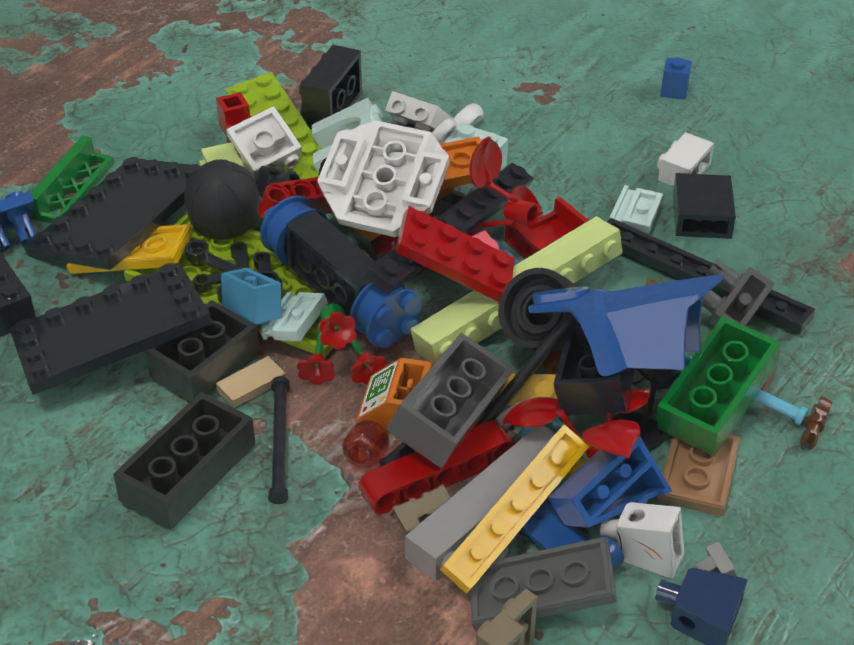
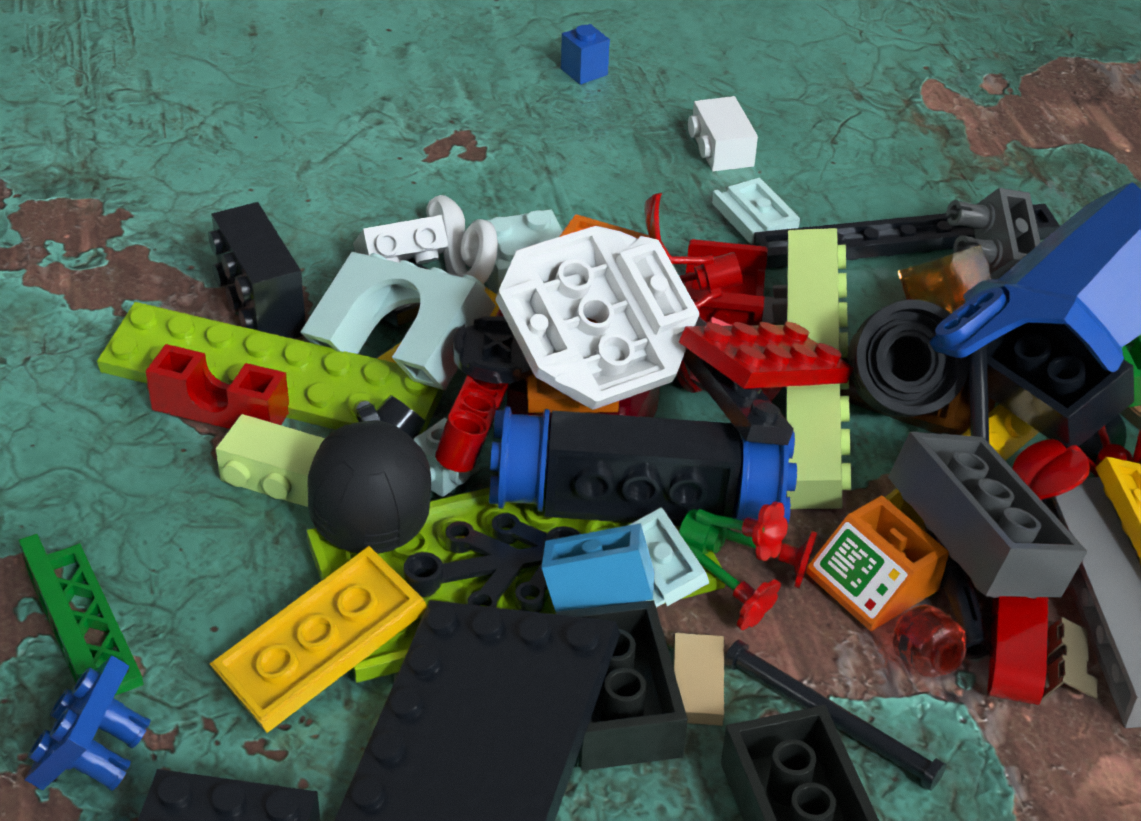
camera: 50 degrees left, 0 degrees up
(114, 214) = (228, 607): black plate -> none
(265, 141) = (307, 383): white plate -> none
(703, 206) = (807, 167): black brick -> none

